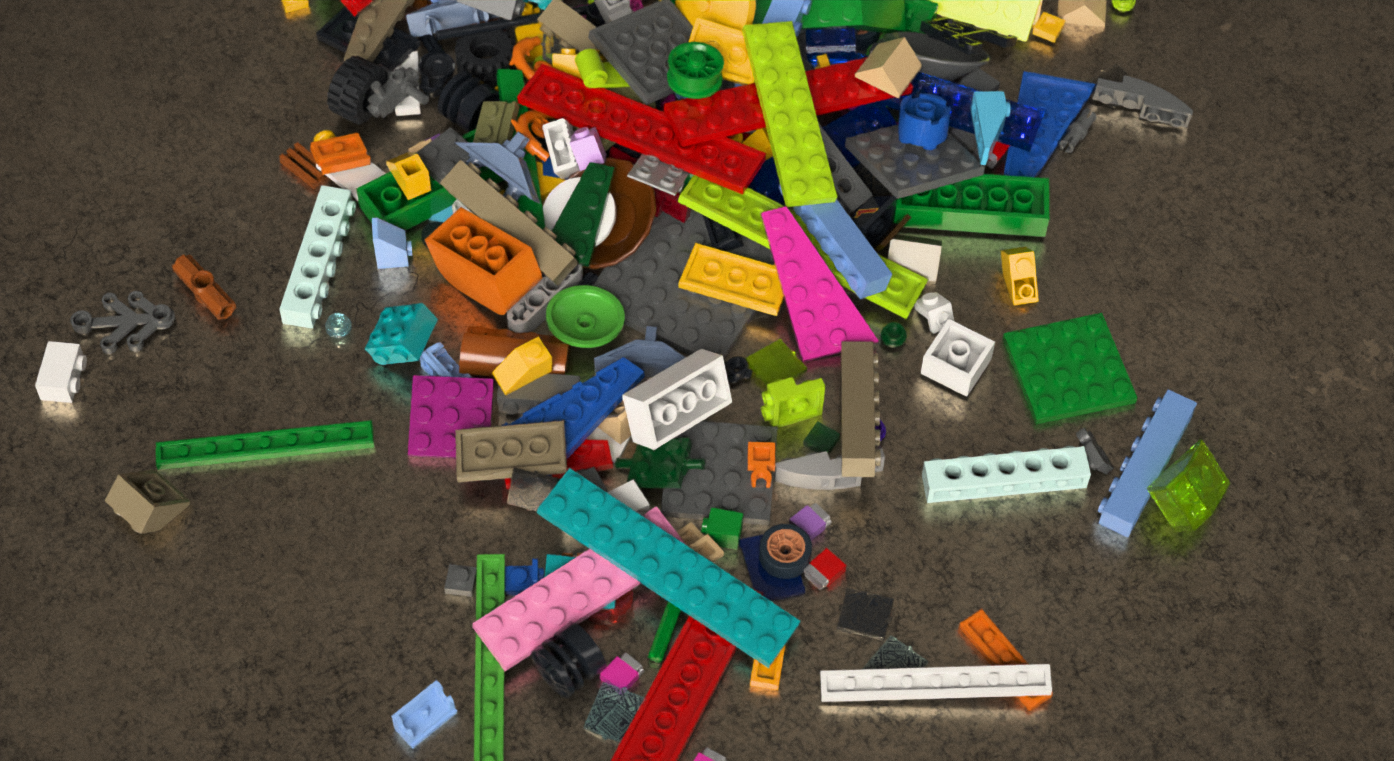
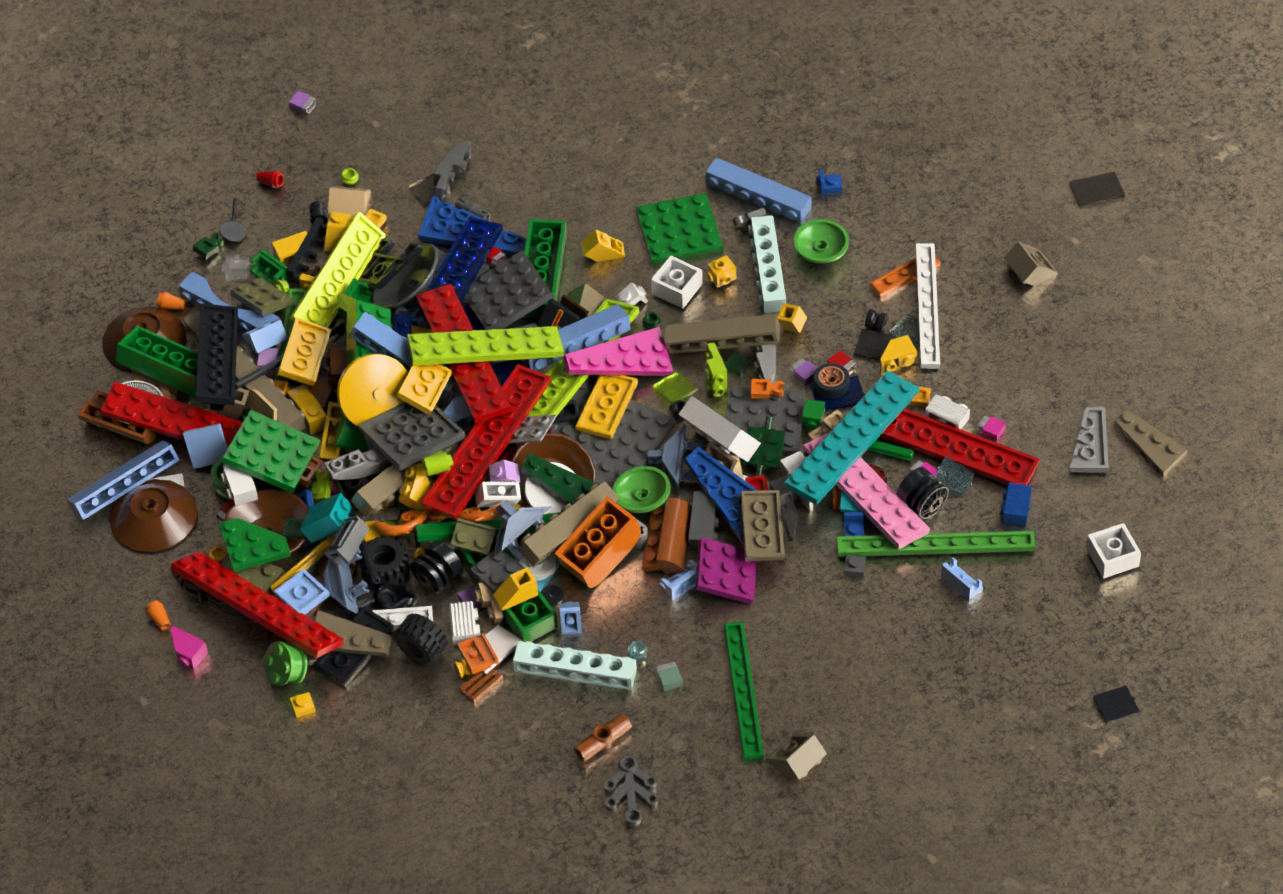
camera: 85 degrees left, 5 degrees down
(60, 372) = (681, 824): white brick -> none
(294, 360) = (669, 676): none -> sand green piece
(390, 139) = (463, 621): none -> white brick
(400, 85) = (418, 607): dark grey piece -> none
(401, 334) = (655, 601): teal brick -> none
(523, 366) = (691, 517): yellow slope -> none
(695, 70) = (449, 394): green wheel -> none
(727, 705) = (947, 411): none -> white brick
(841, 641) = (898, 354): none -> yellow slope
(890, 67) = (438, 291): tan slope -> none
(897, 498) = (791, 318): none -> yellow brick
(905, 614) = (876, 320): none -> black wheel
(924, 121) = (484, 277): blue brick -> none
(982, 413) = (721, 271): none -> yellow brick
(988, 119) = (489, 241): medium azure slope -> none
(1052, 526) = (821, 241): none -> bright green dish
(1177, 557) = (829, 183): none -> blue bracket
(1190, 488) = (785, 168): clear neon green slope -> none

